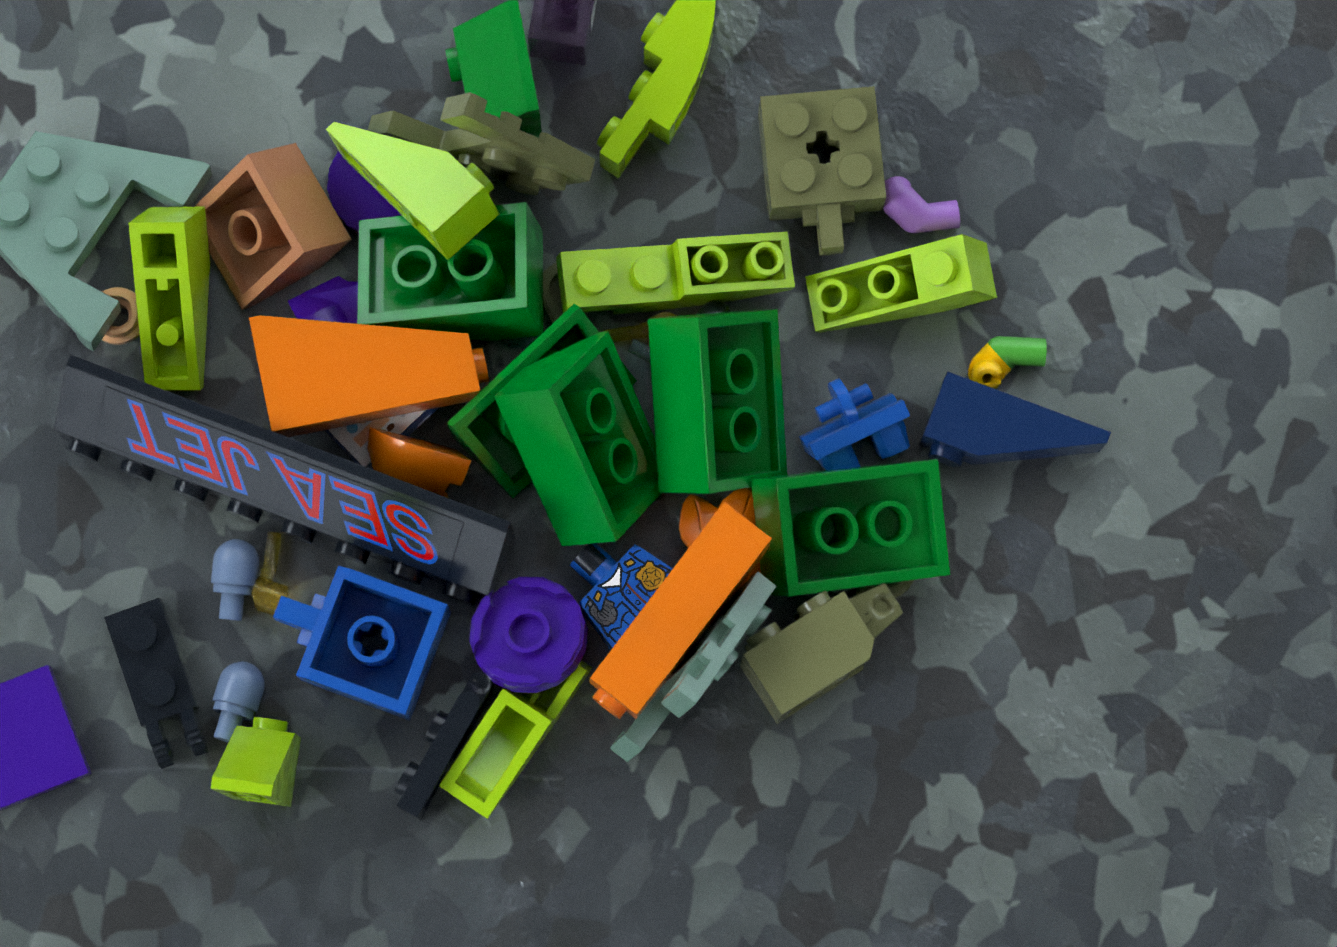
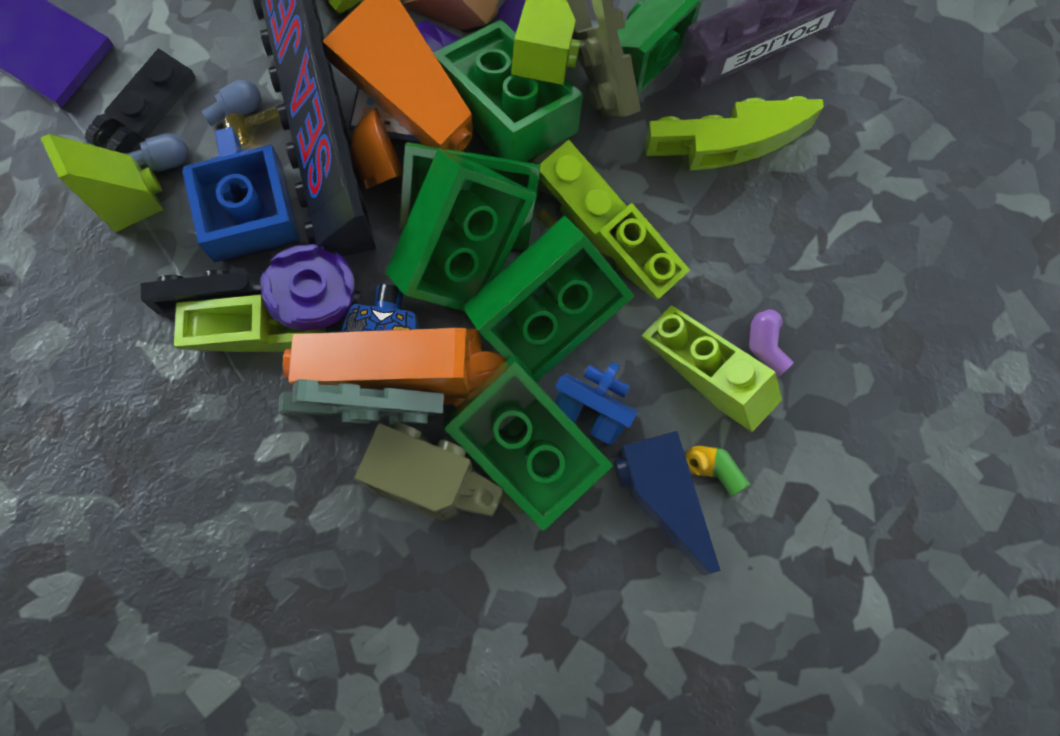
camera: 55 degrees right, 5 degrees down
(819, 192) = (733, 275): olive hinge -> none

